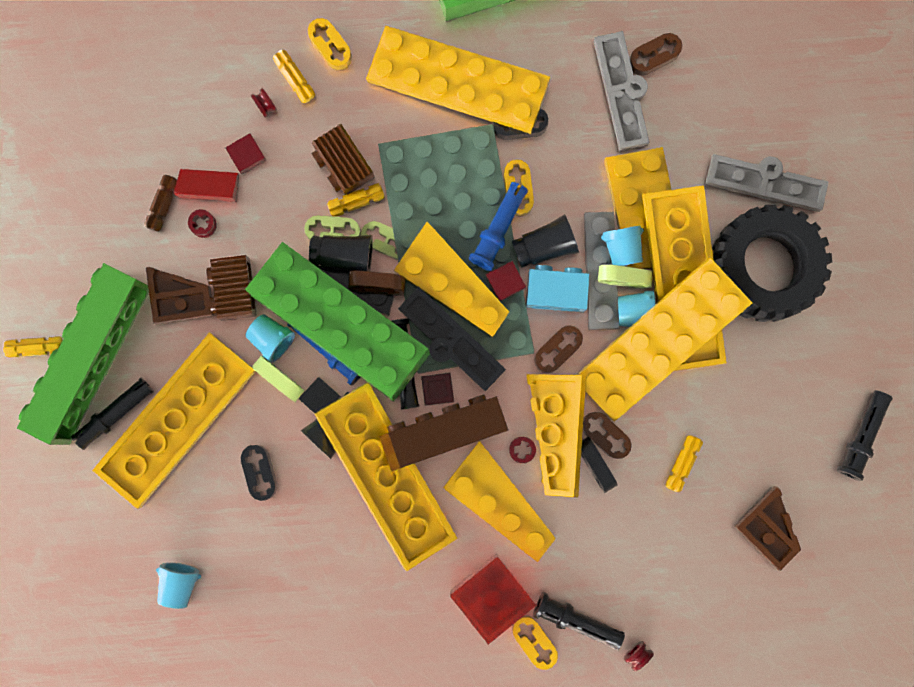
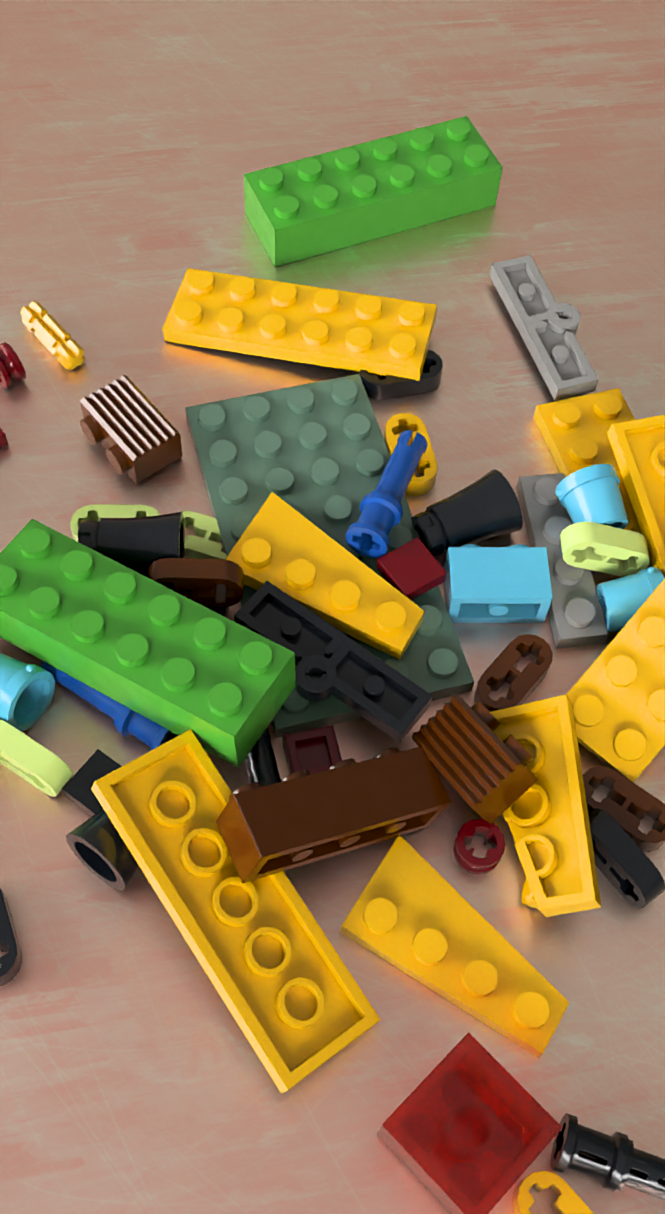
camera: 10 degrees left, 25 degrees down
(335, 40) = (99, 300): yellow beam -> none
(355, 200) = (155, 483): yellow axle -> none
(525, 405) = (474, 759): none -> reddish brown brick
(652, 48) = (577, 280): reddish brown beam -> none

